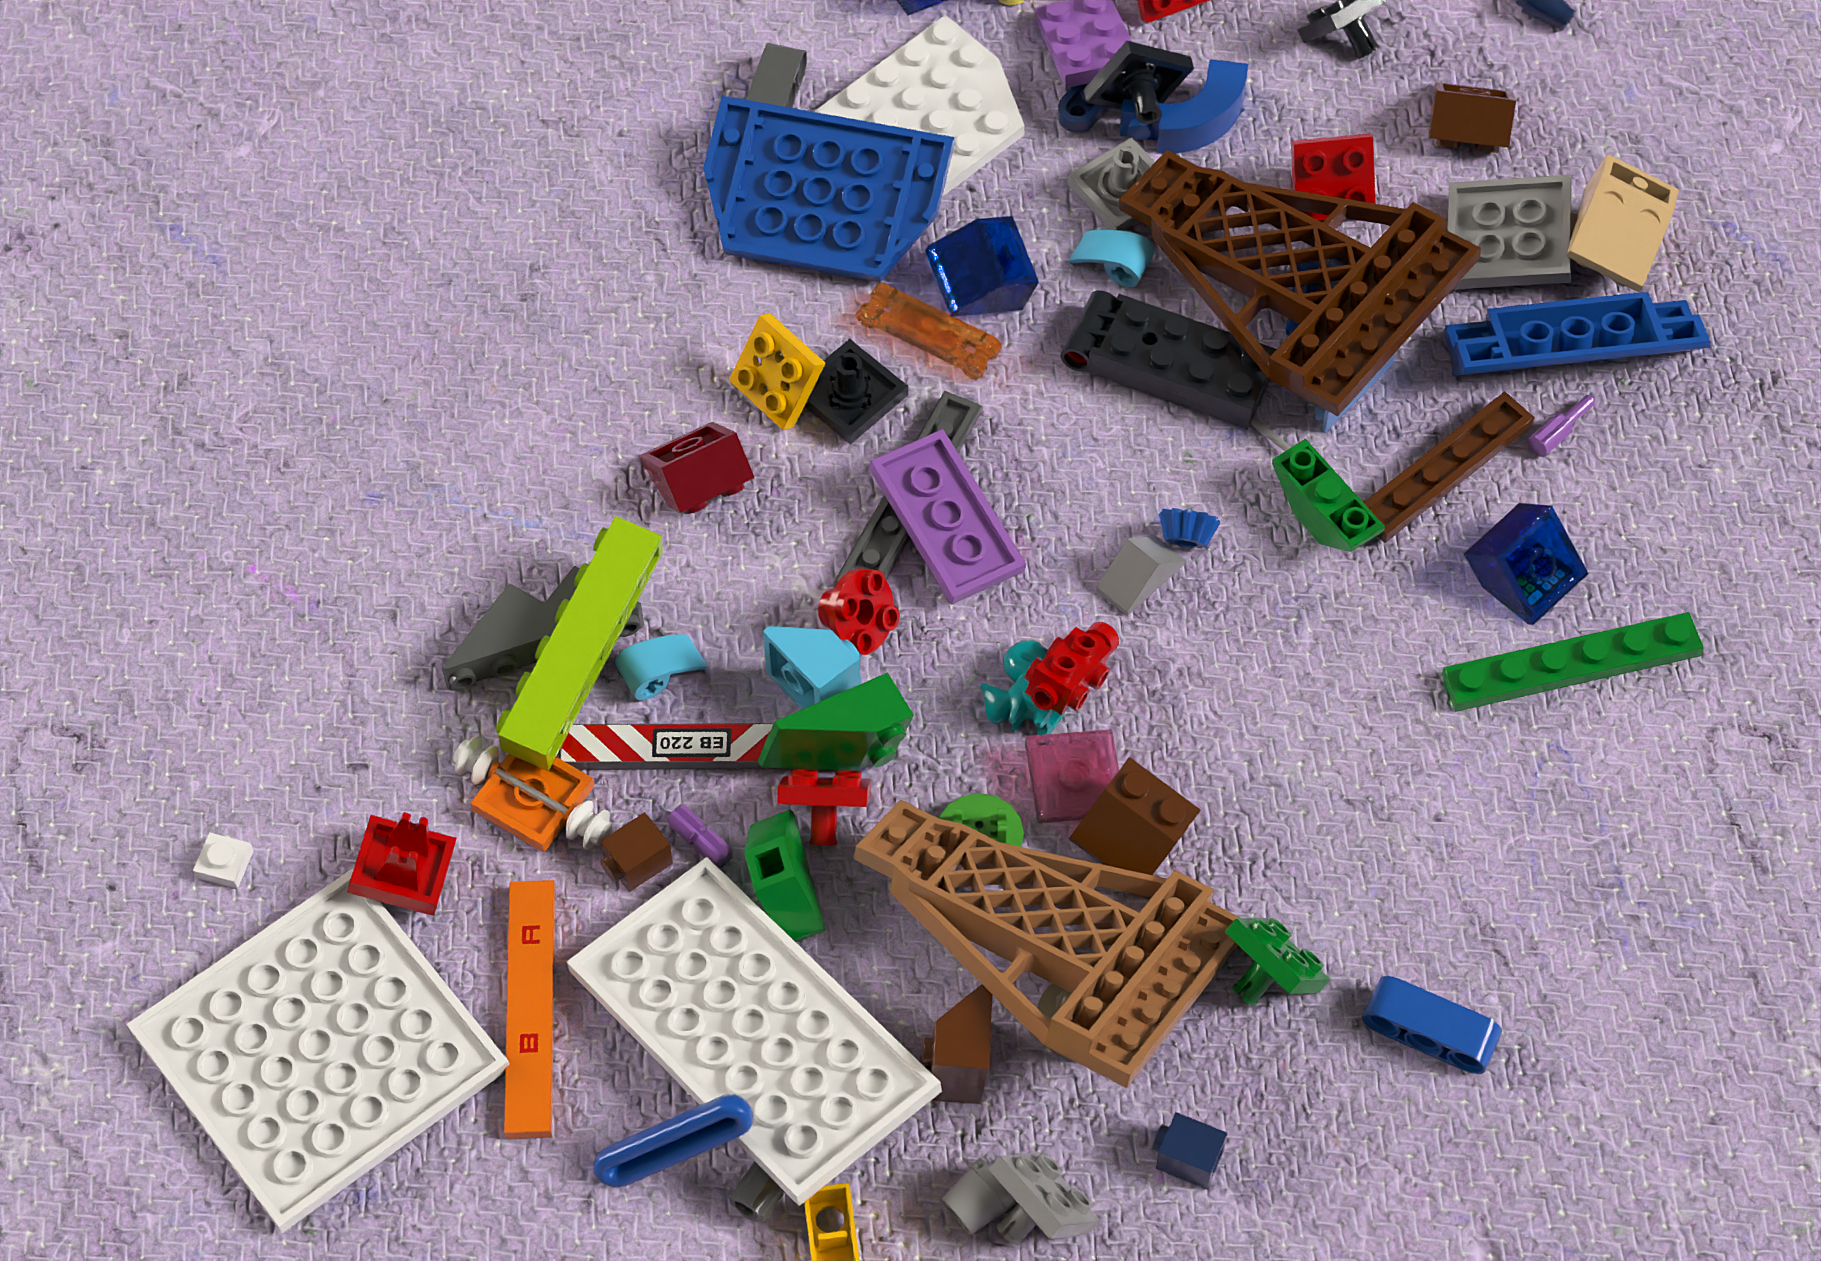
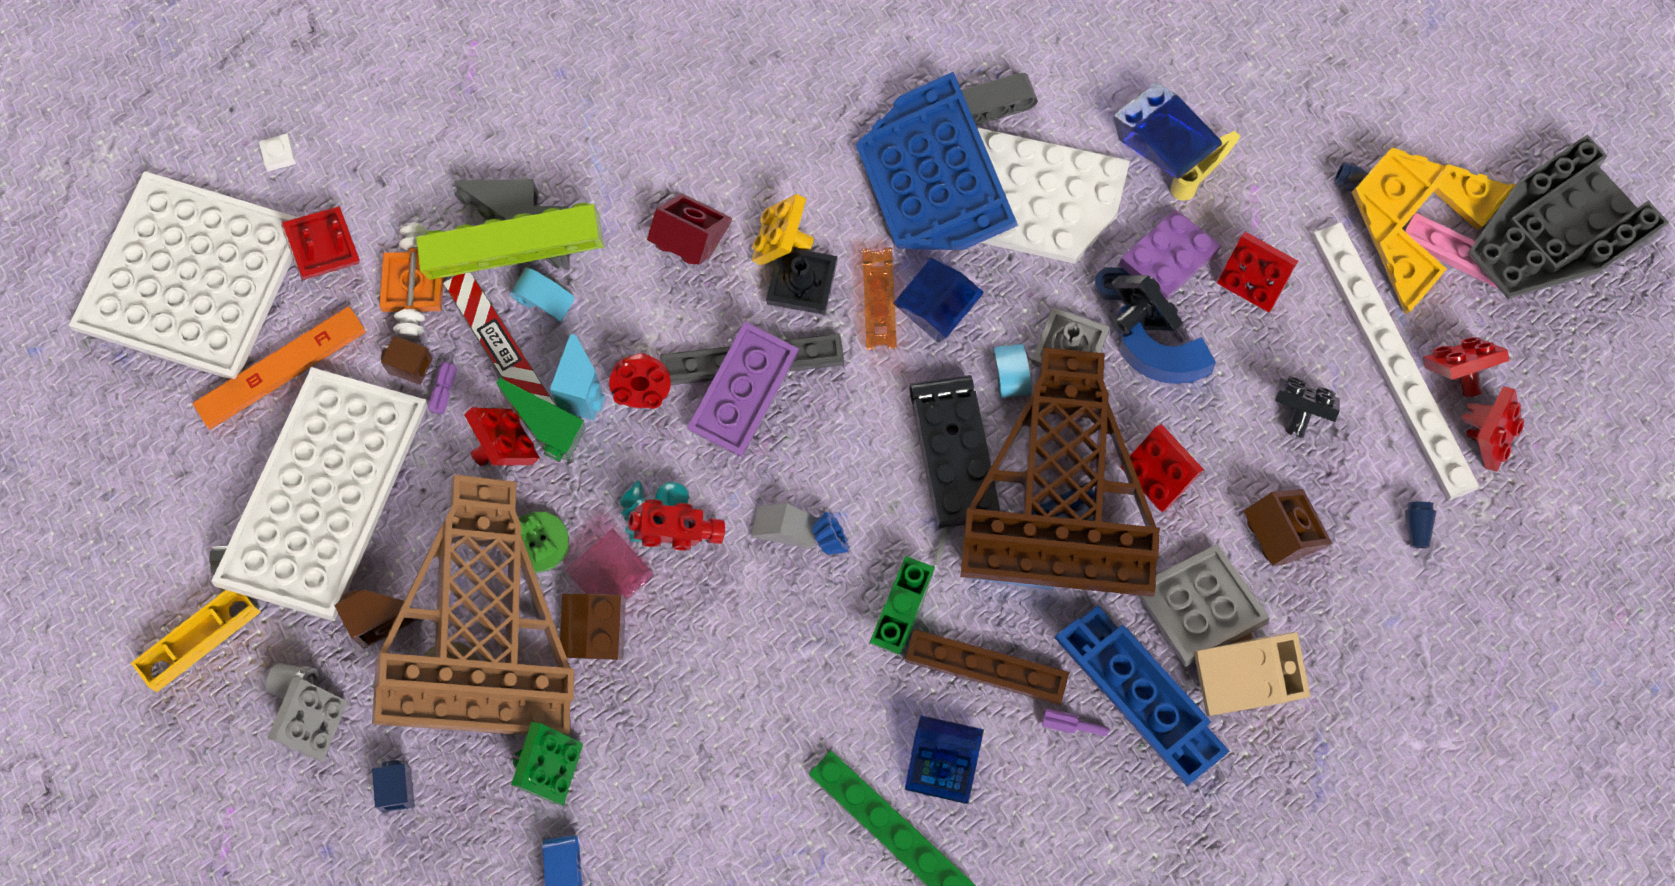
camera: 60 degrees right, 10 degrees up
(673, 1141) = (222, 494): blue piece -> none
(783, 876) = (435, 448): green slope -> none

